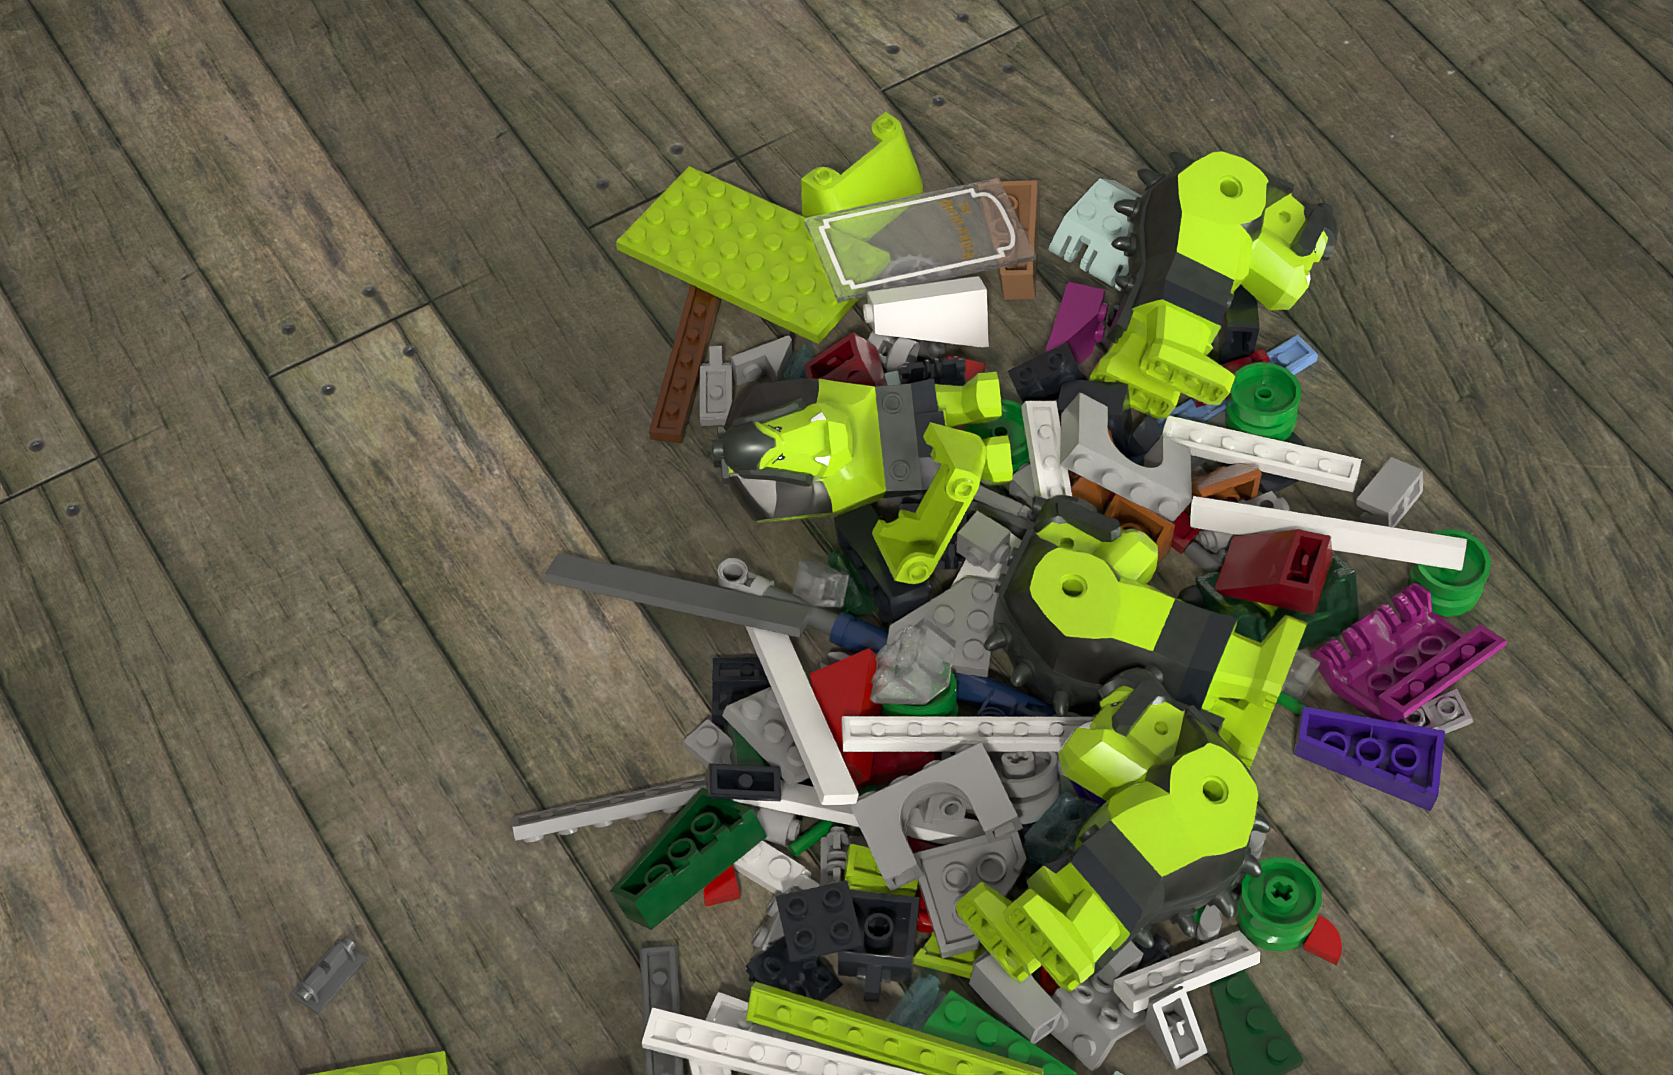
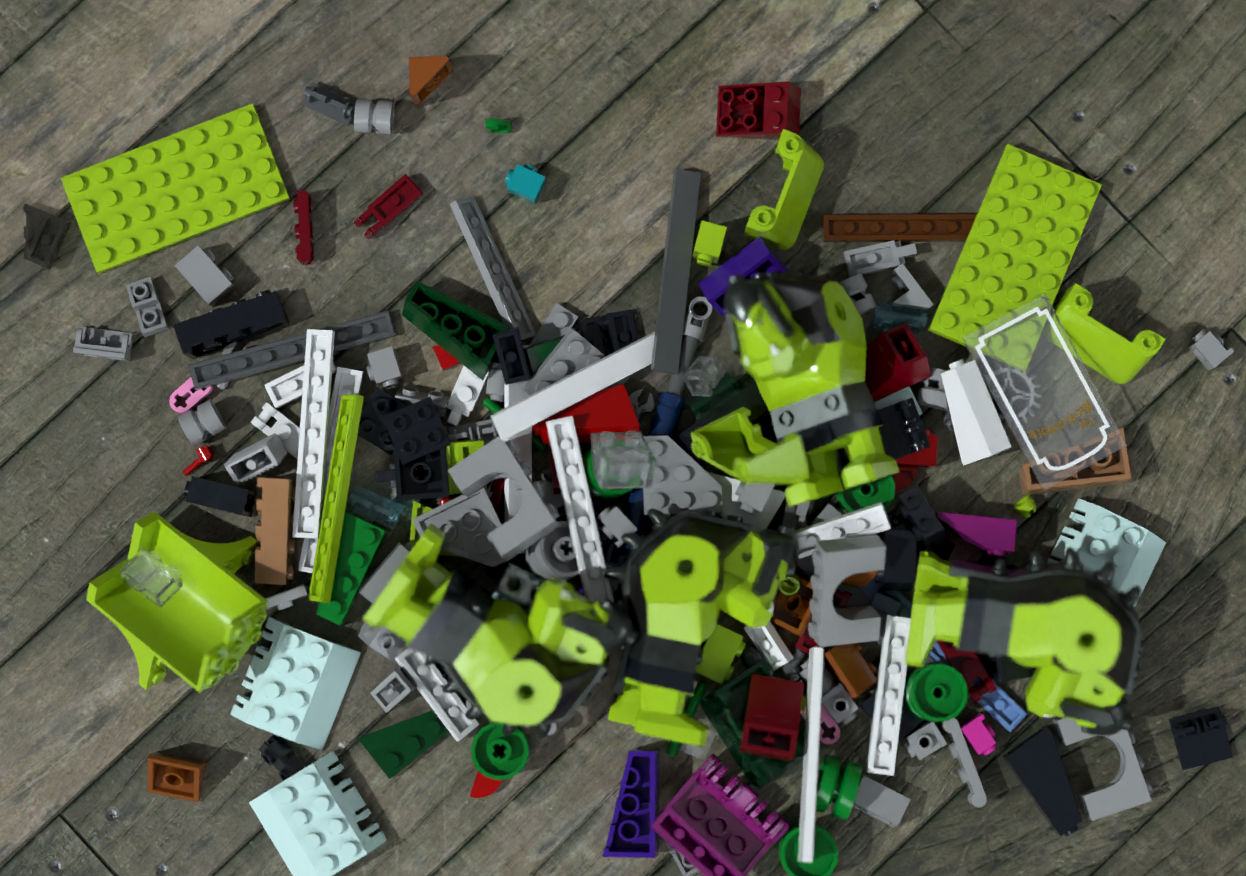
camera: 80 degrees right, 30 degrees up
(330, 837) = (426, 75): none -> dark orange slope
(367, 911) = (374, 116): none -> light grey wheel
(425, 772) = (498, 126): none -> green tile
(493, 920) = (390, 205): none -> dark red hinge
(493, 1035) = (304, 228): none -> dark red hinge
(499, 478) = (758, 110): none -> dark red slope
(513, 748) = (525, 182): none -> teal brick
(574, 441) = (782, 225): none -> lime windscreen
(652, 544) = (709, 243): none -> lime brick
(704, 516) = (750, 261): none -> dark purple wedge
(718, 963) = (384, 367): none -> light grey brick
(904, 103) = (1209, 349): none -> light grey brick
(998, 698) = (615, 524): none -> light grey brick
(1048, 297) = (1024, 506): none -> lime hinge
(1179, 572) = (770, 645): none -> white hinge
(1319, 382) = (979, 735): none -> dark pink brick
(1319, 431) = (933, 735): none -> light grey brick
(1344, 182) = (1201, 738): none -> black hinge
(1352, 399) = (967, 771): none -> light grey plate
(1374, 506) = (838, 787): none -> green wheel
(1380, 327) = (1042, 775): none -> black slope
(1391, 251) = (1127, 787): none -> light grey arch

